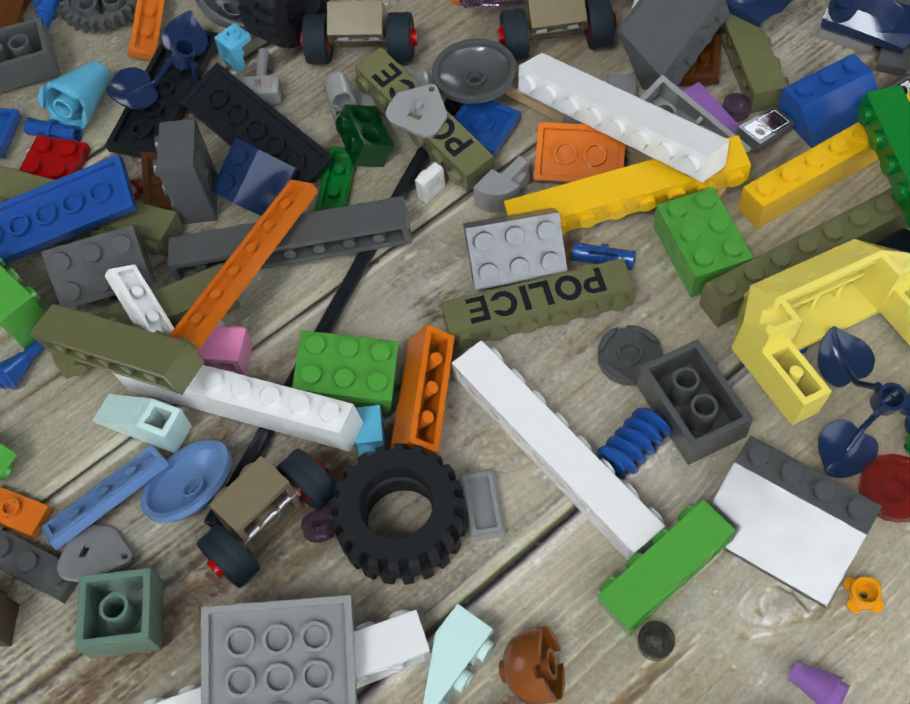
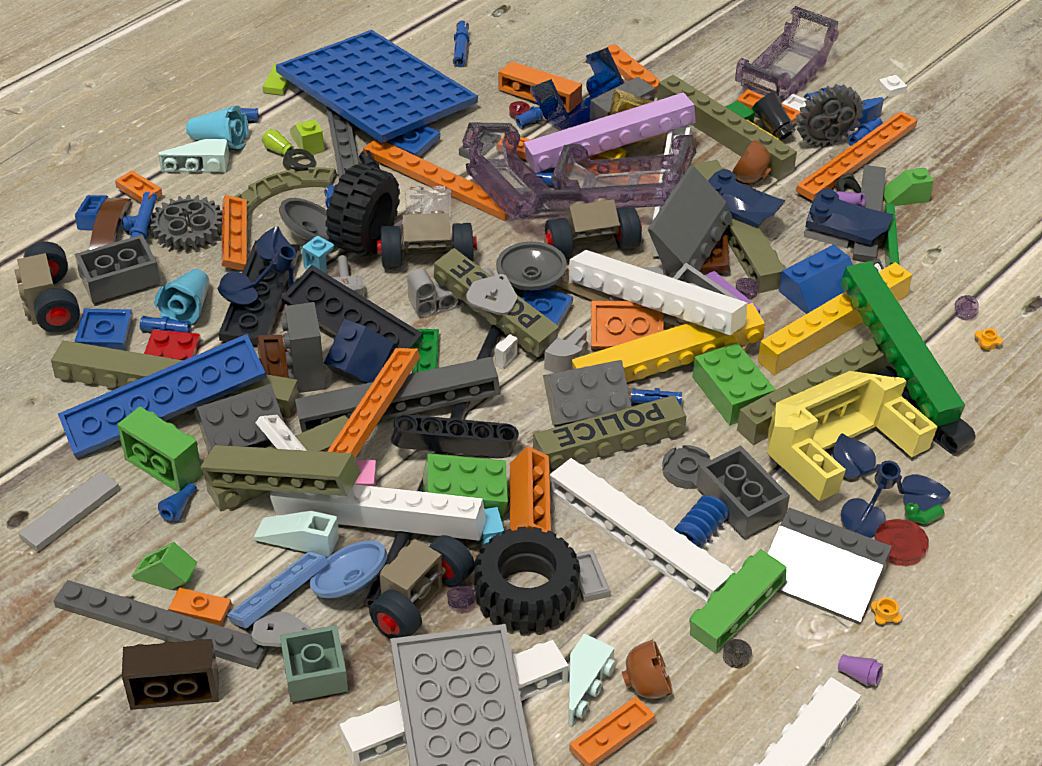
camera: 15 degrees left, 15 degrees down
(333, 289) = (454, 435): none -> black beam
(364, 135) = (445, 318): dark green brick -> none
(765, 128) = (772, 301): tile -> none

